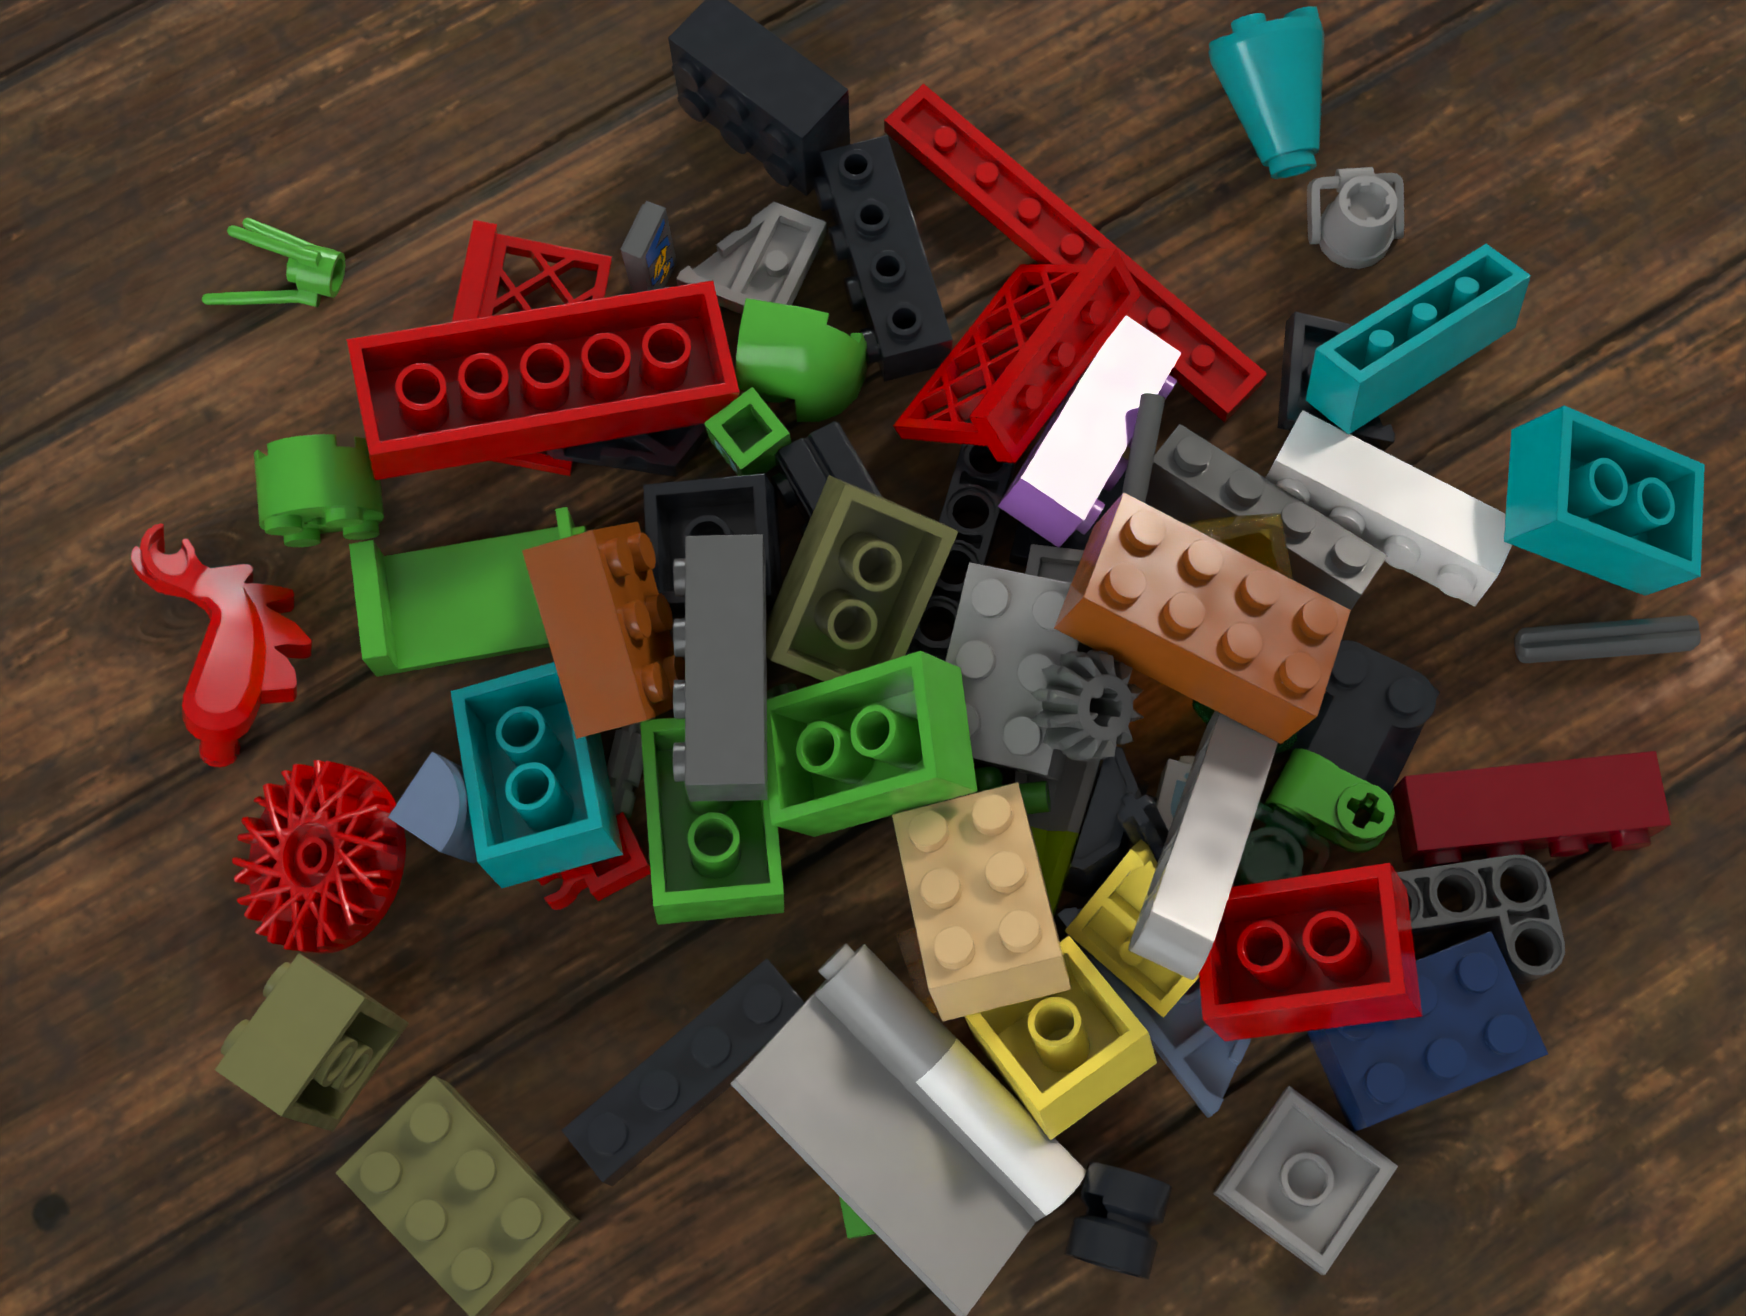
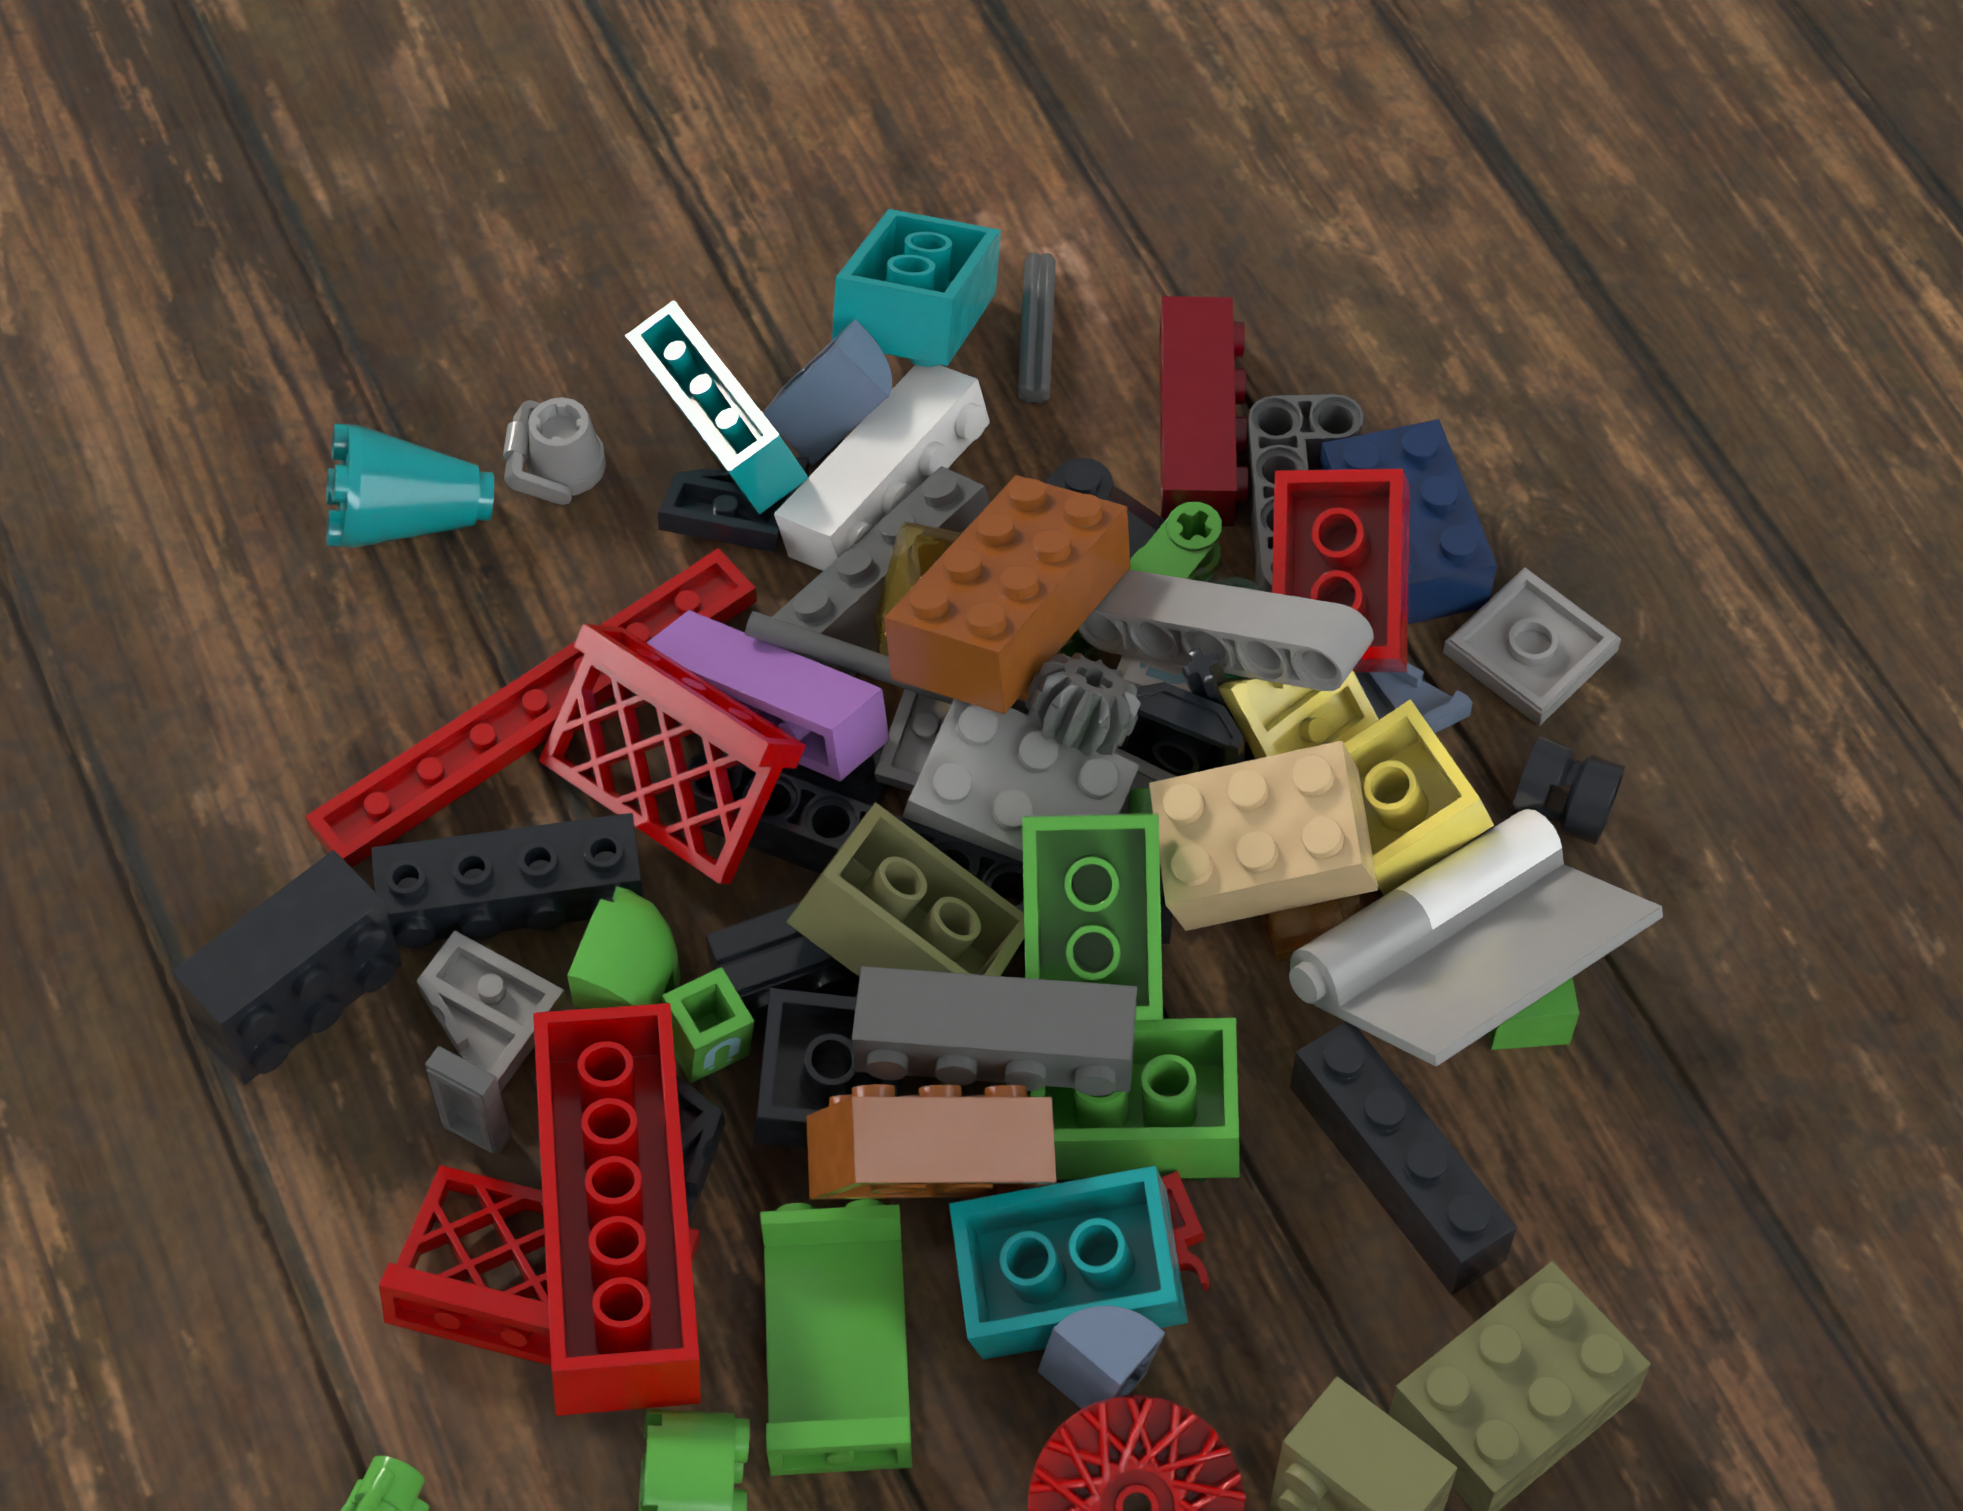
camera: 85 degrees left, 15 degrees down
(1459, 442) = (831, 393): none -> sand blue brick

